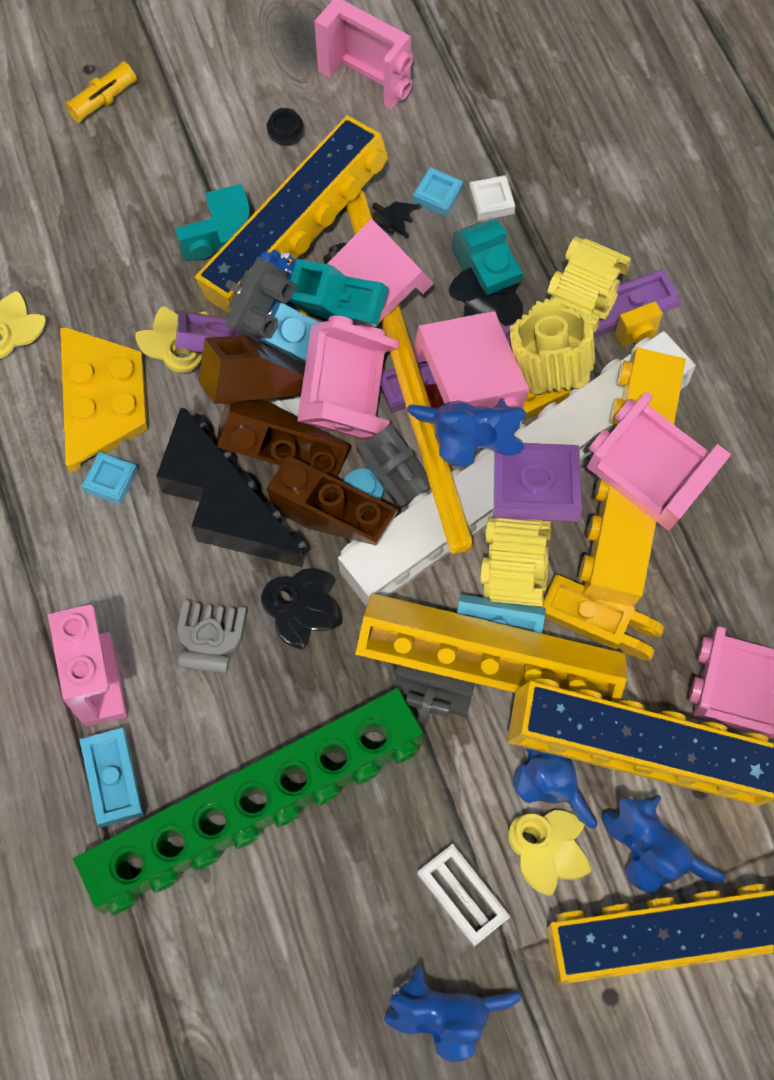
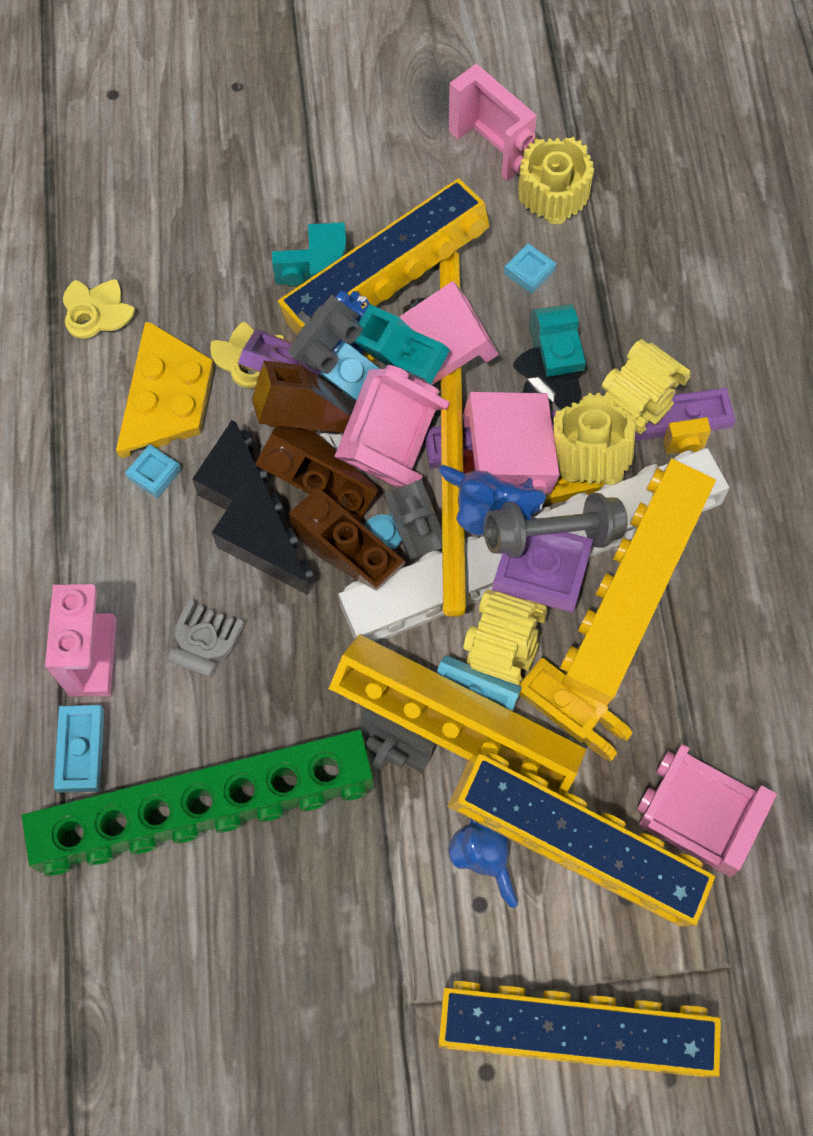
camera: 15 degrees right, 0 degrees up
(119, 77) = (219, 120): yellow pin -> none
(285, 126) = (402, 176): black plate -> none
(308, 606) = (301, 634): black plate -> none
(393, 216) = (481, 283): black piece -> none
(441, 96) = (555, 178): none -> light yellow brick
(450, 1018) = (328, 1053): blue animal -> none
(487, 926) = (387, 975): white tile -> none
(491, 198) = (579, 284): white tile -> none
(497, 453) = (602, 520): none -> dark grey piece
(555, 852) = (469, 922): light yellow plate -> none
(654, 462) = (657, 572): bright pink panel -> none
(656, 851) = (566, 946): blue animal -> none

